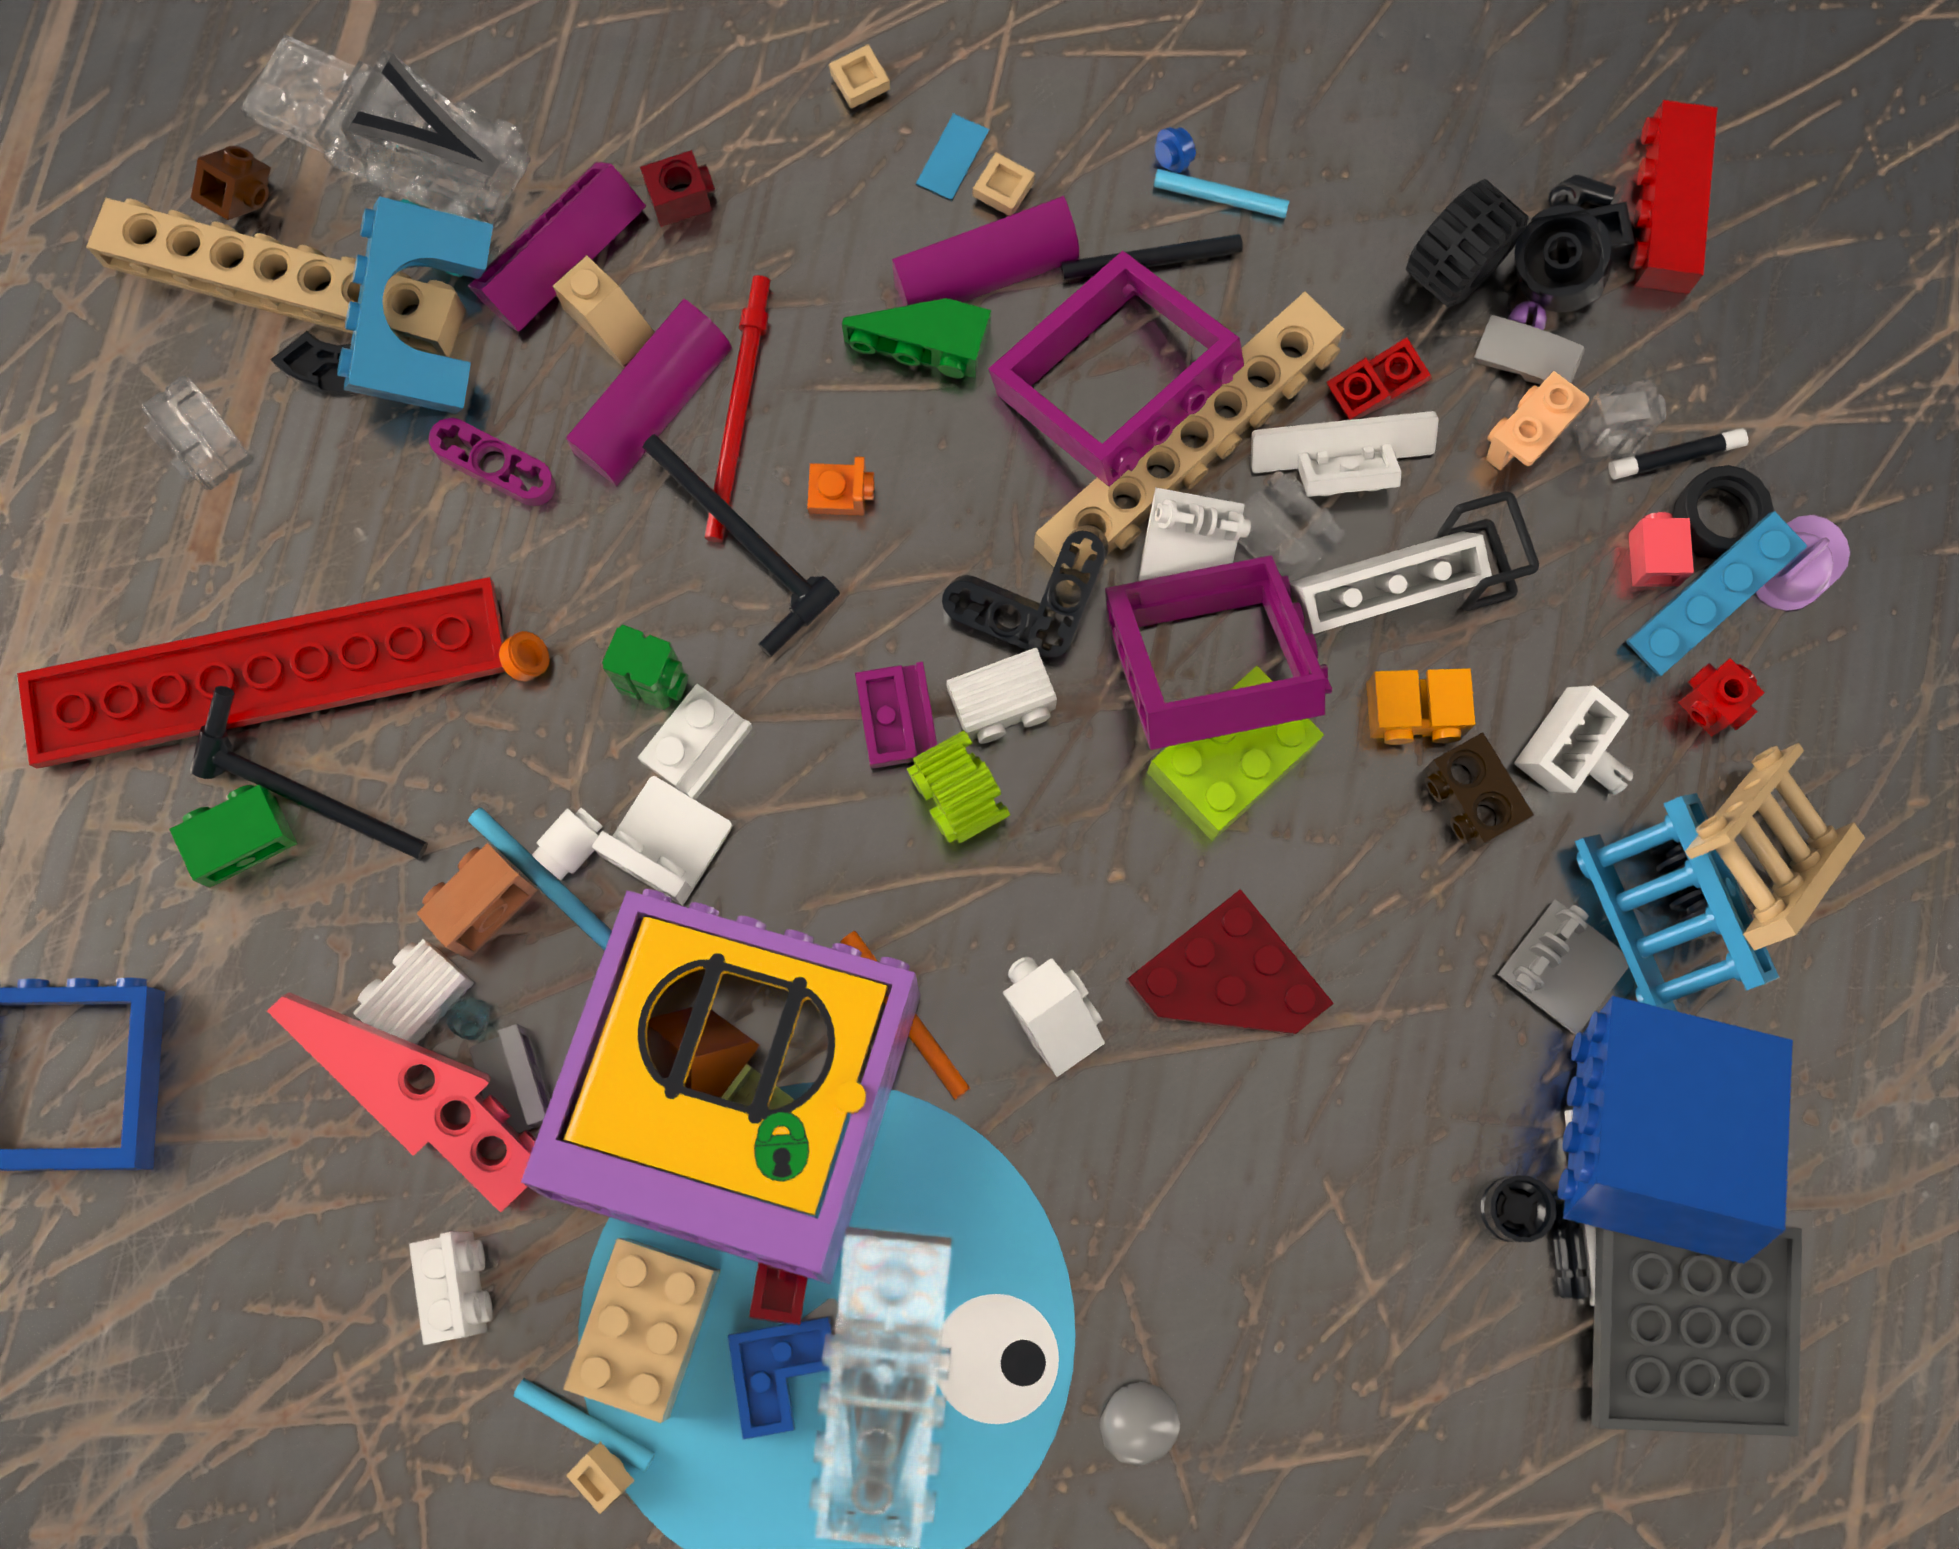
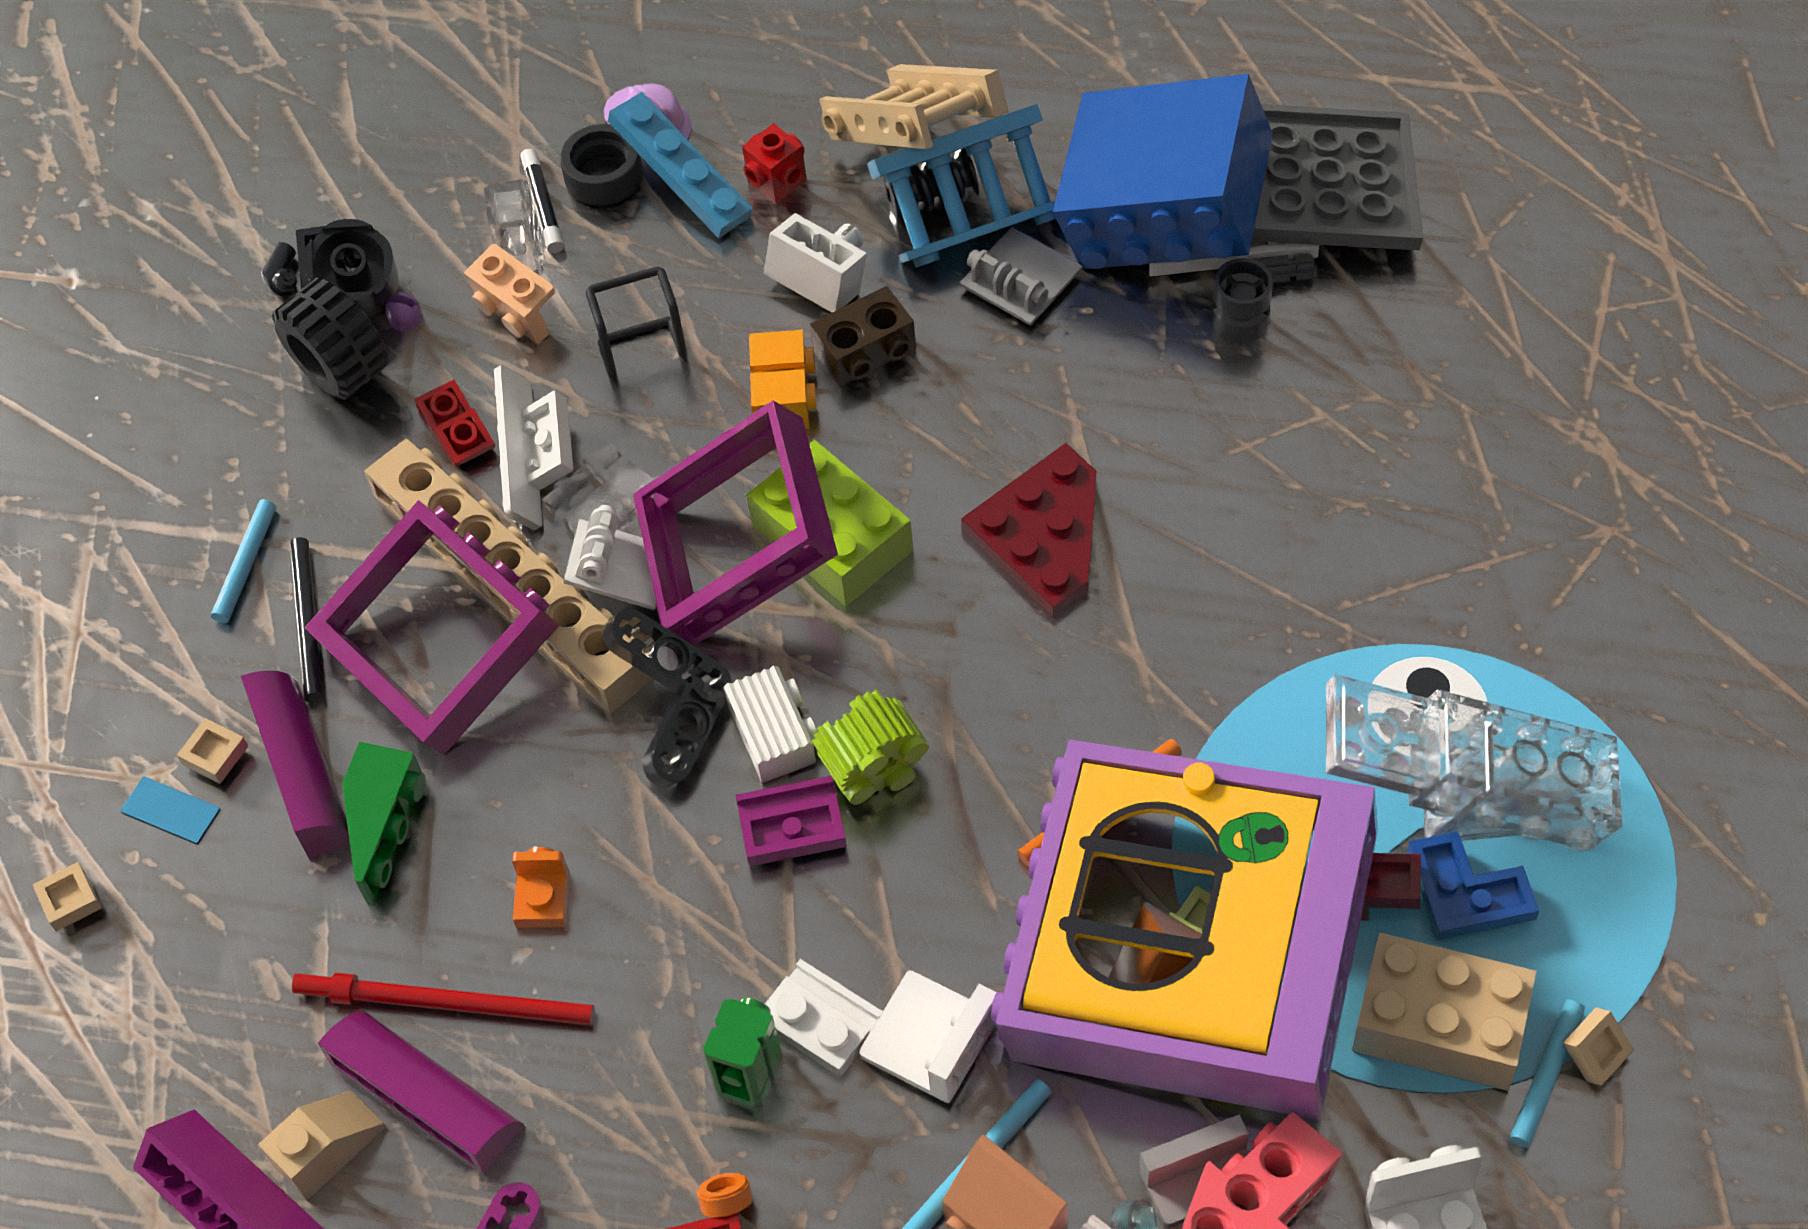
camera: 85 degrees left, 20 degrees down
(567, 842) = (935, 1131): white brick -> none
(675, 170) = (191, 1087): dark red brick -> none
(809, 596) = (657, 912): black bar -> none
(1054, 1012) = (1092, 652): white brick -> none
(1139, 1424) = (1471, 583): light grey hair -> none
(1175, 149) = (193, 597): blue plate -> none
(1391, 581) = (659, 392): white brick -> none
(1527, 351) = (436, 306): light grey slope -> none
(1660, 551) = (636, 207): coral brick -> none
(1675, 197) = (289, 195): red brick -> none

